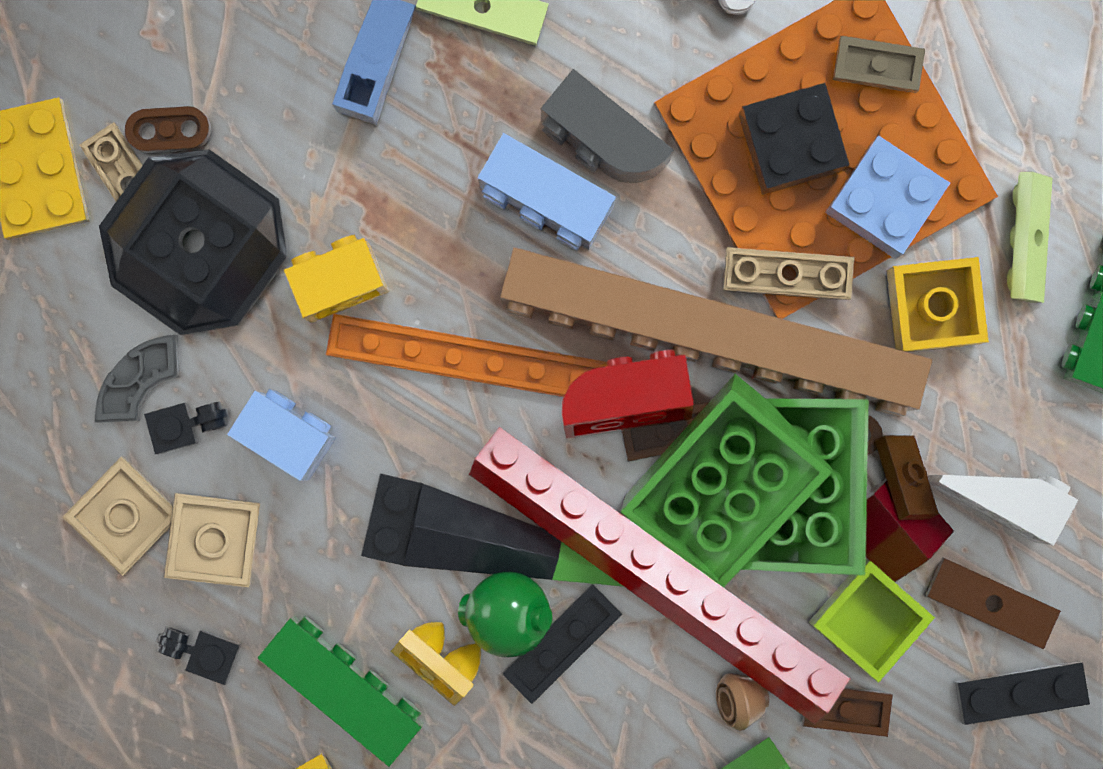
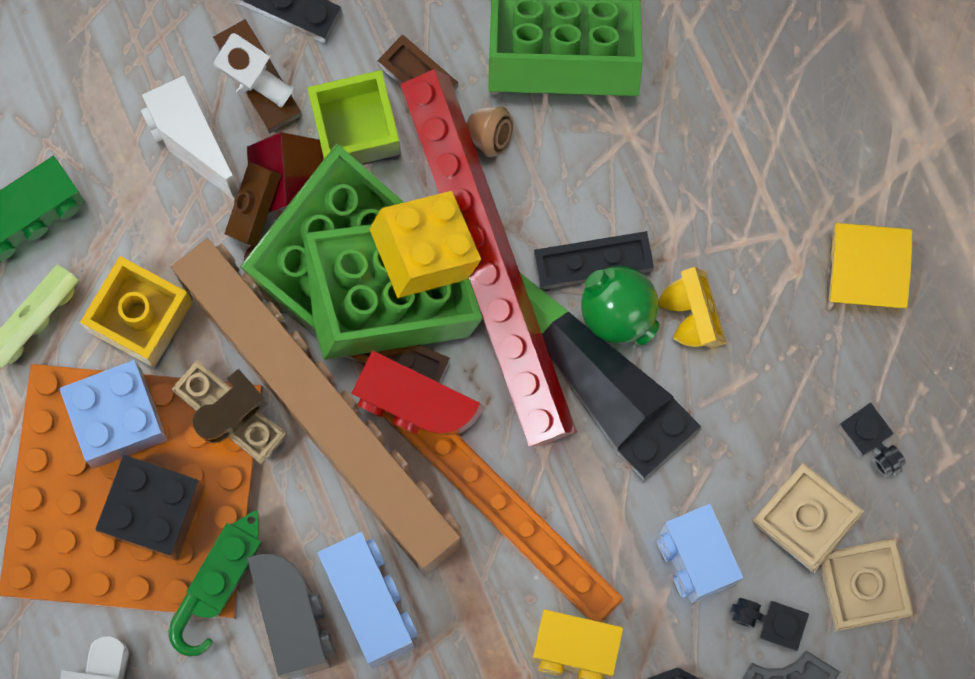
camera: 145 degrees left, 10 degrees down
(341, 689) = (783, 338): green brick -> none
(691, 120) = (216, 580): none -> green plate
(718, 539) = (424, 244): none -> yellow brick
(783, 270) = (230, 412): none -> dark brown leg
(879, 64) = (43, 521): dark tan plate -> none
(990, 596) = (254, 75): none -> white bracket

